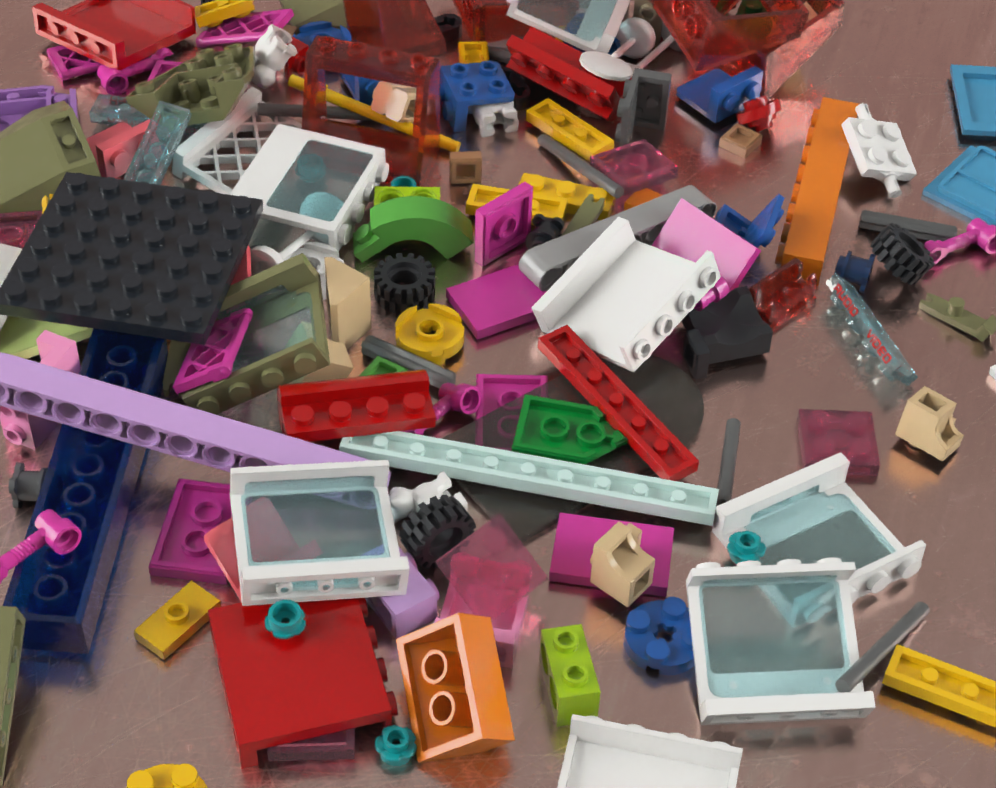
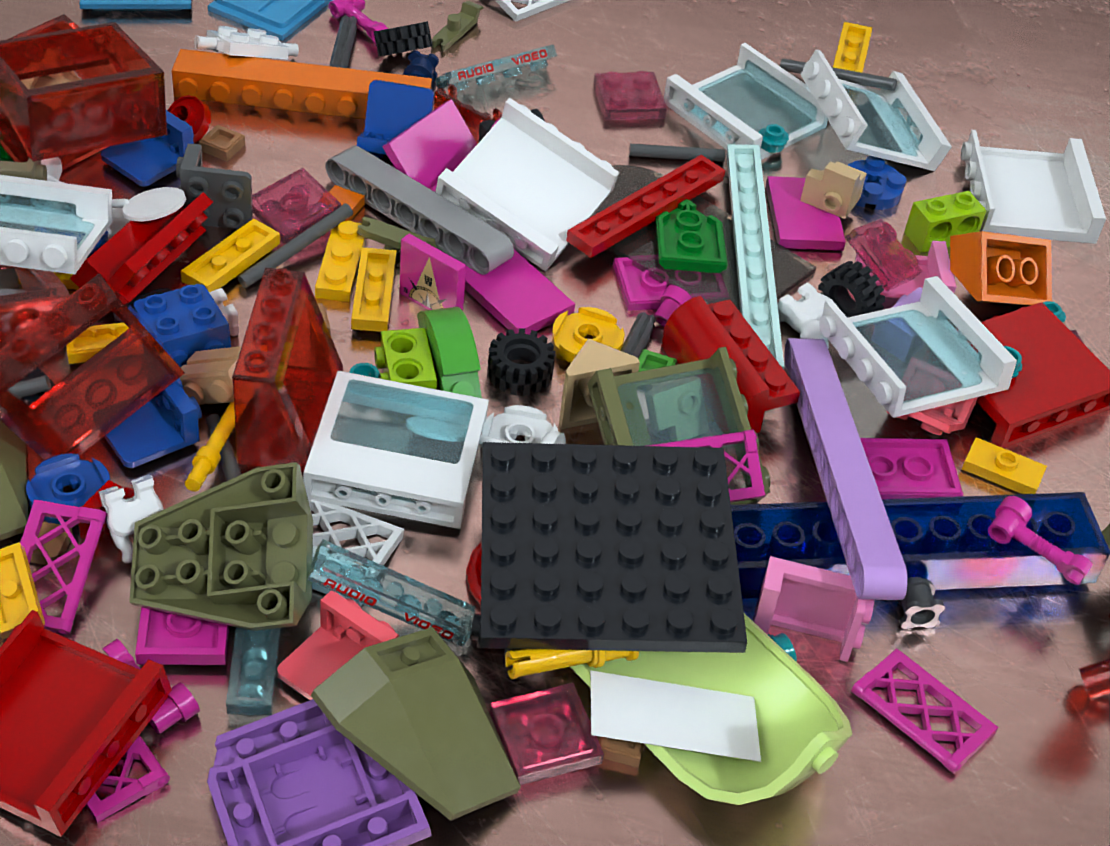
camera: 105 degrees left, 0 degrees up
(930, 423) = (603, 40): tan brick -> none

